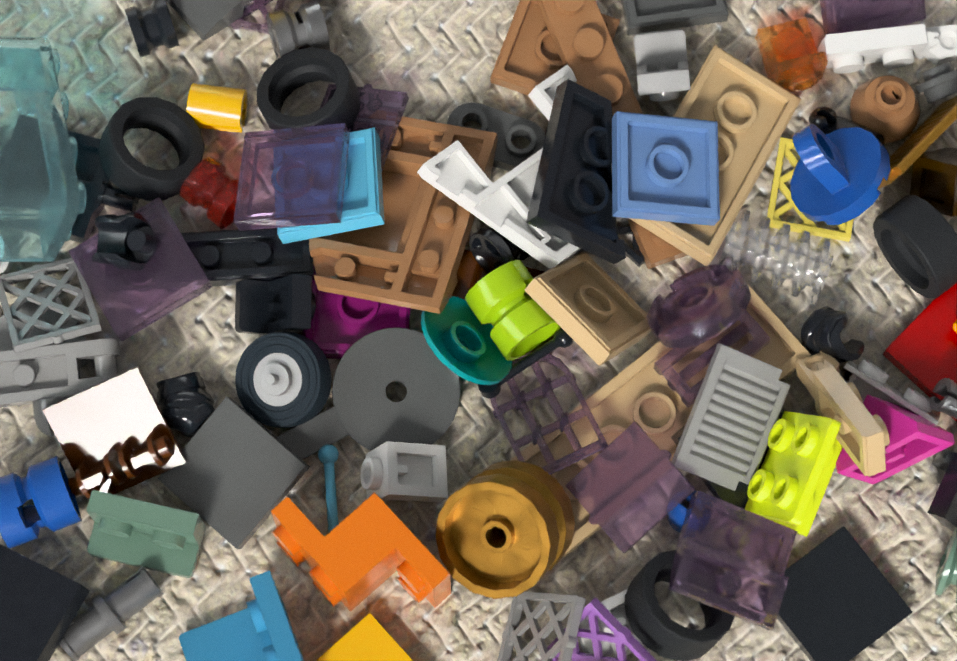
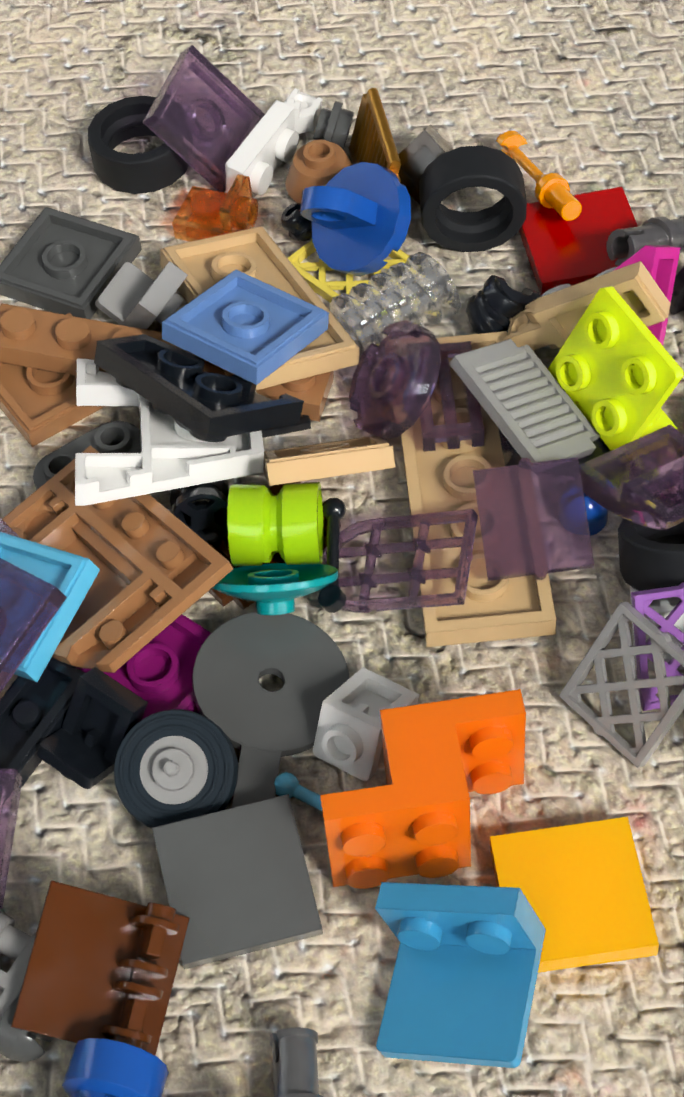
camera: 50 degrees left, 20 degrees down
(144, 534) = (233, 1006): sand green bracket -> none
(185, 402) = (126, 878): black arm -> none
(505, 529) = (524, 608): pearl gold wheel -> none

